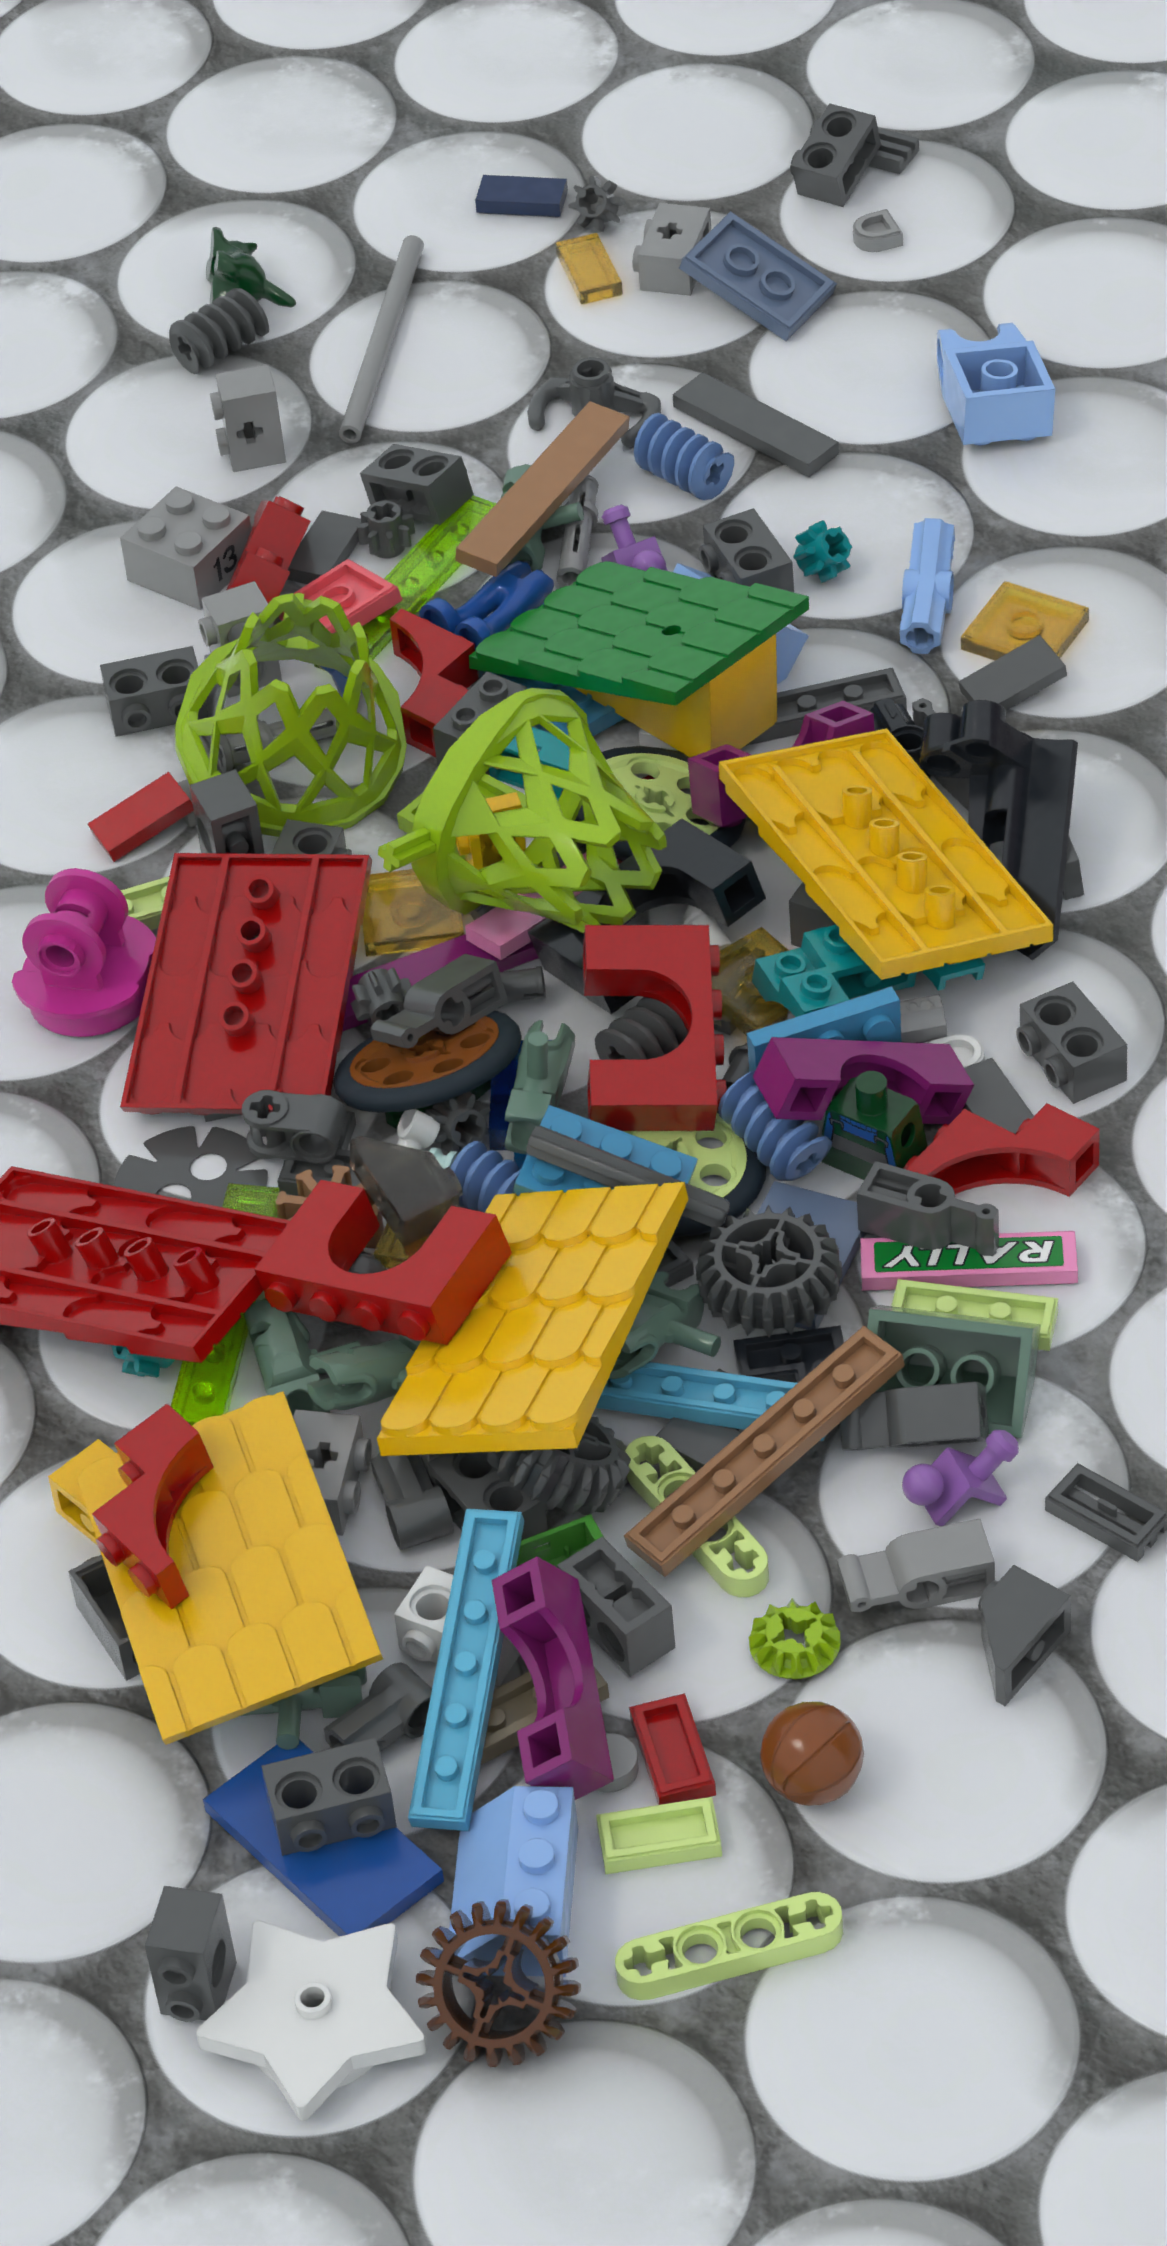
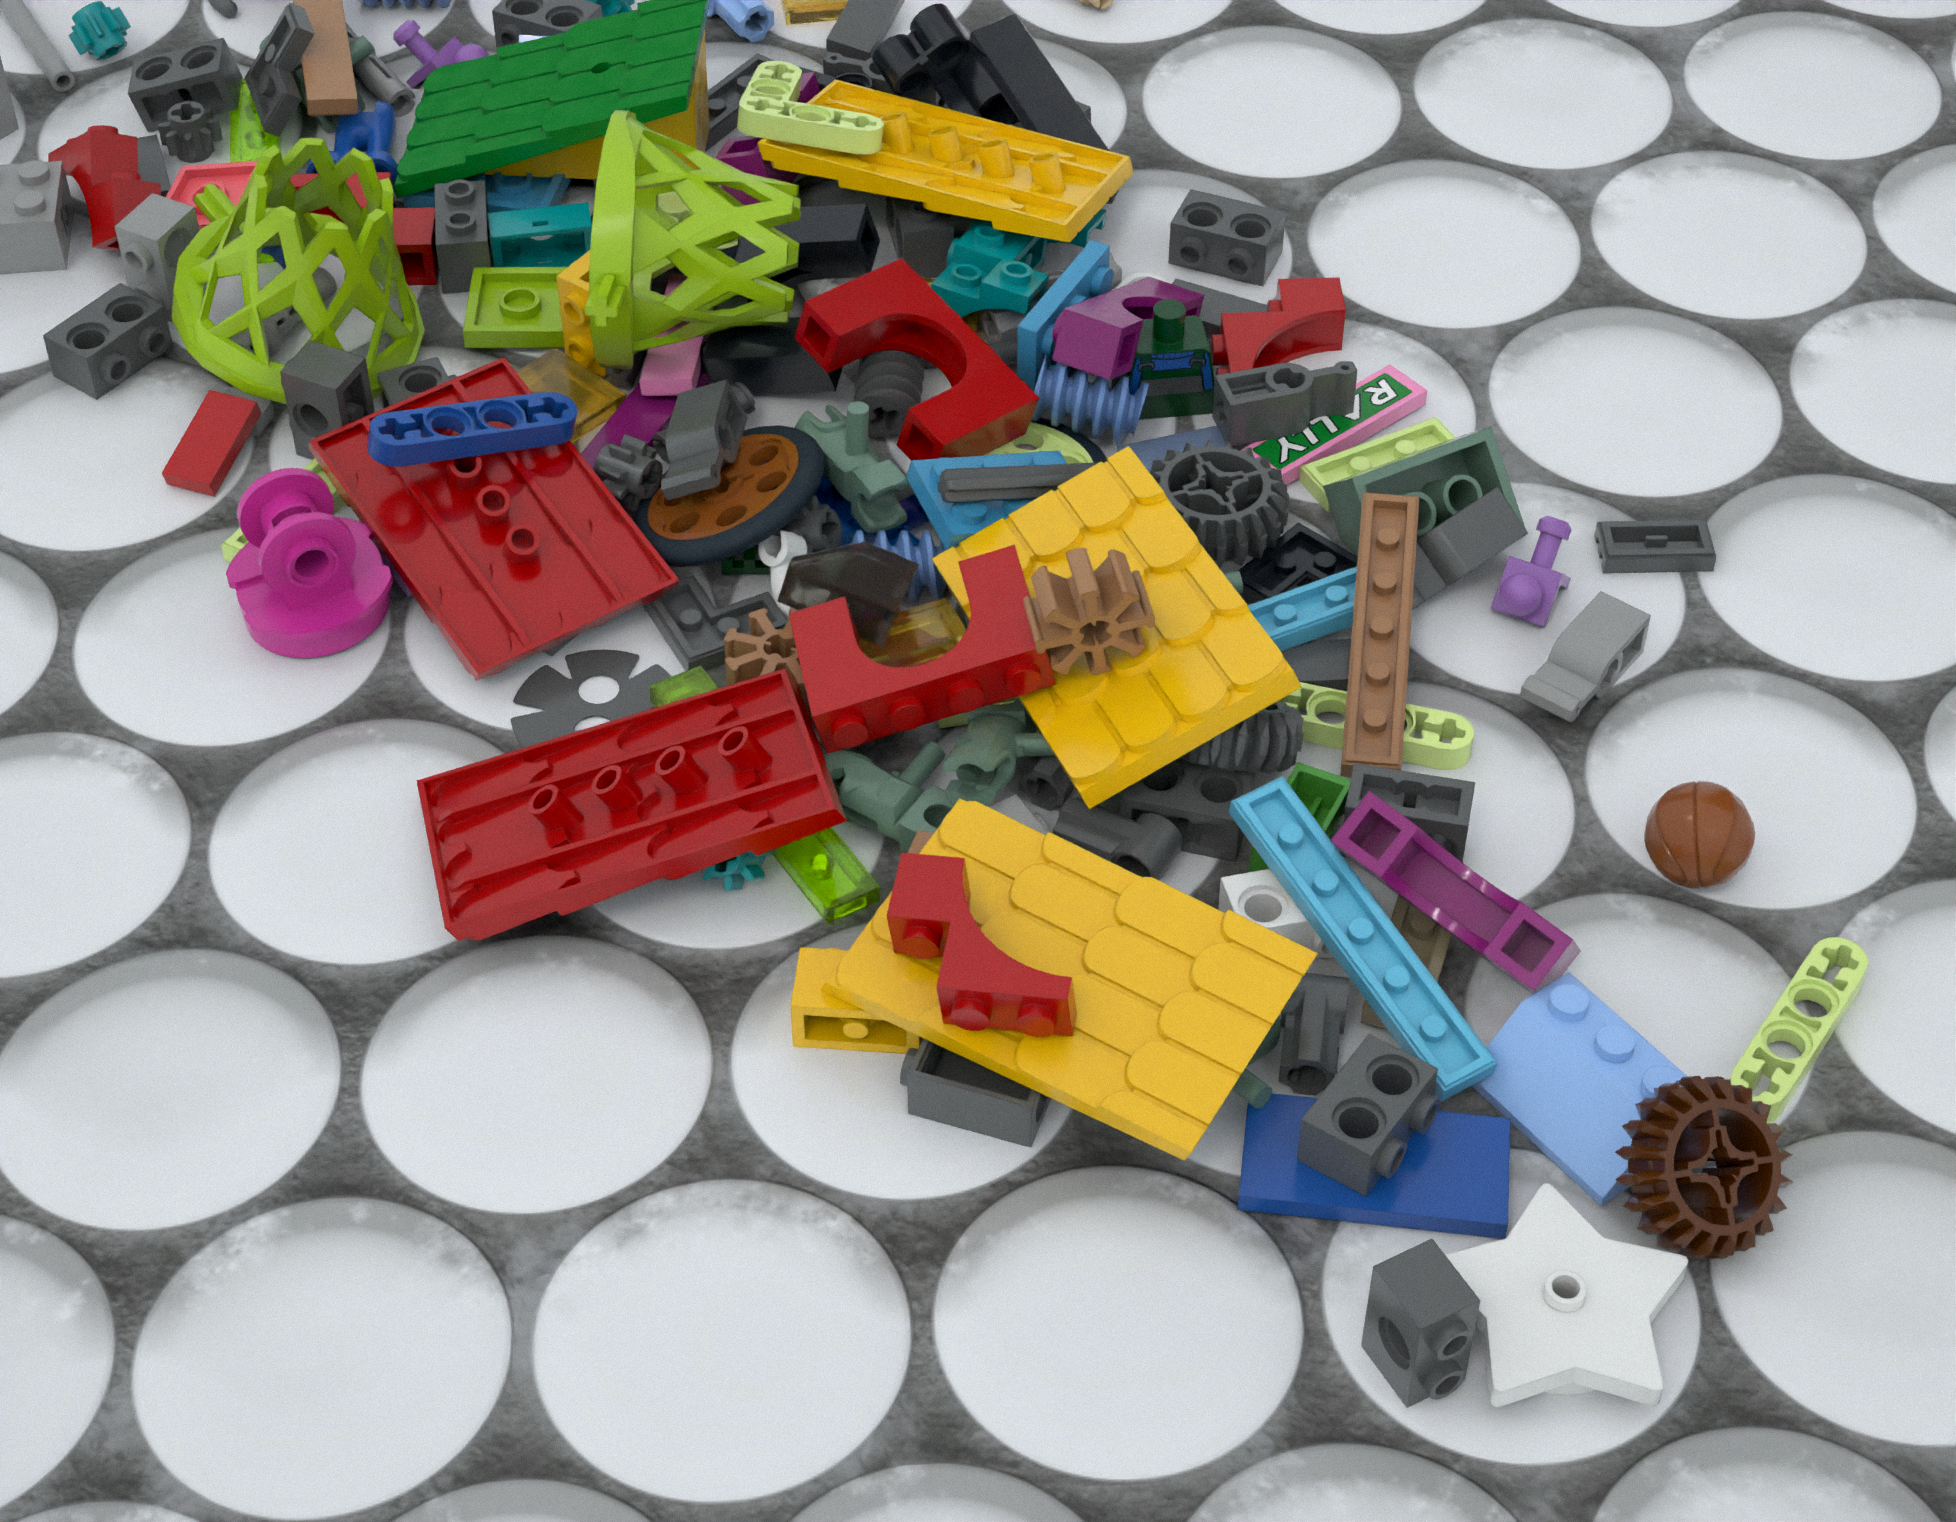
camera: 45 degrees left, 0 degrees up
(269, 911) = (410, 437): none -> blue beam
(298, 1127) = (673, 602): dark grey piece -> none
(408, 400) = (99, 30): none -> teal gear
(476, 1297) = (1088, 611): none -> medium nougat gear
(479, 504) = (271, 74): none -> dark grey tile
(659, 1835) = (1642, 975): yellowish green tile -> none
(672, 1750) = (1583, 915): red tile -> none
(755, 743) = (772, 112): none -> yellowish green beam
(787, 1657) = (1568, 785): lime gear -> none
(1020, 1628) = (1713, 660): dark grey slope -> none

